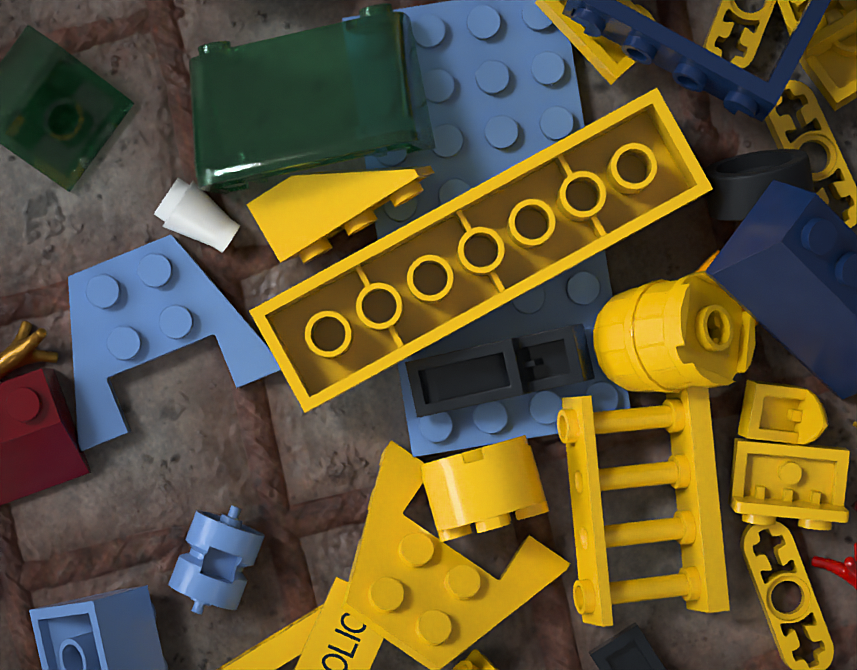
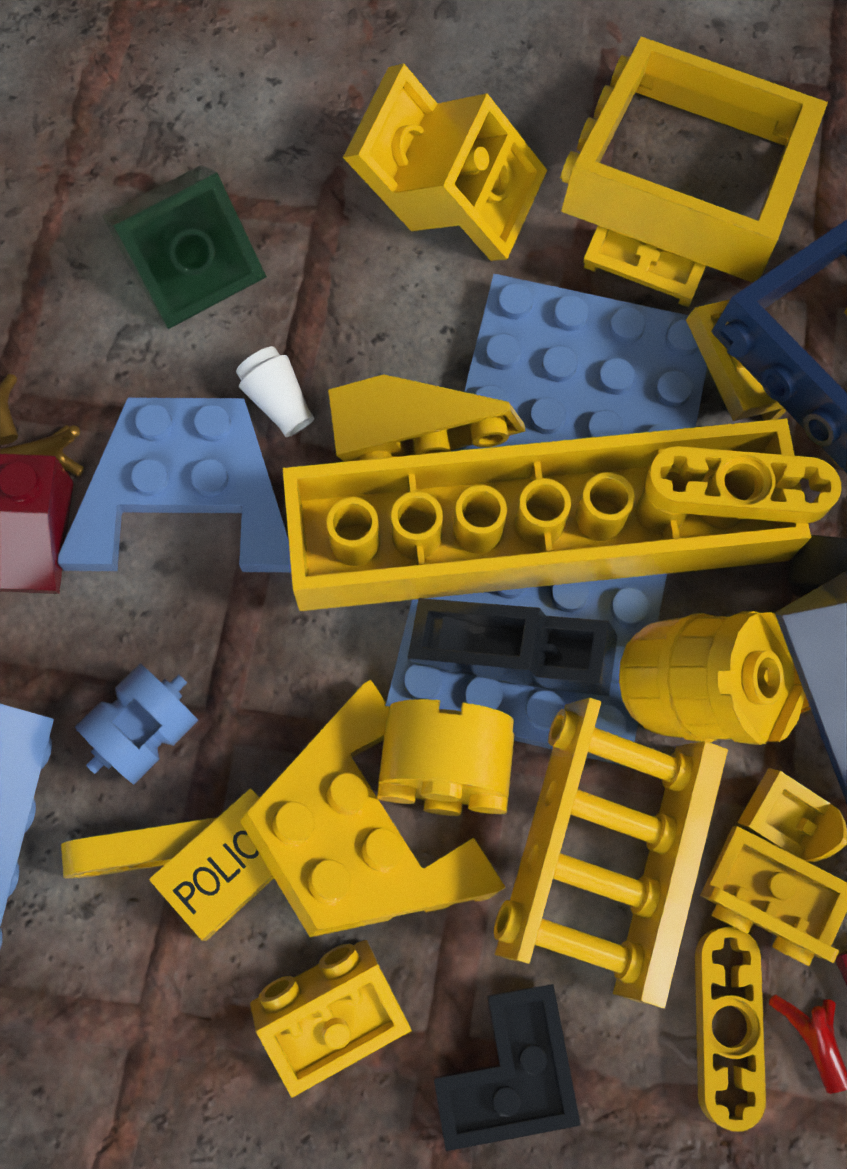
camera: 20 degrees right, 15 degrees down
(307, 100) = (429, 317): clear green windscreen -> none
(676, 143) = (787, 507): none -> yellow beam

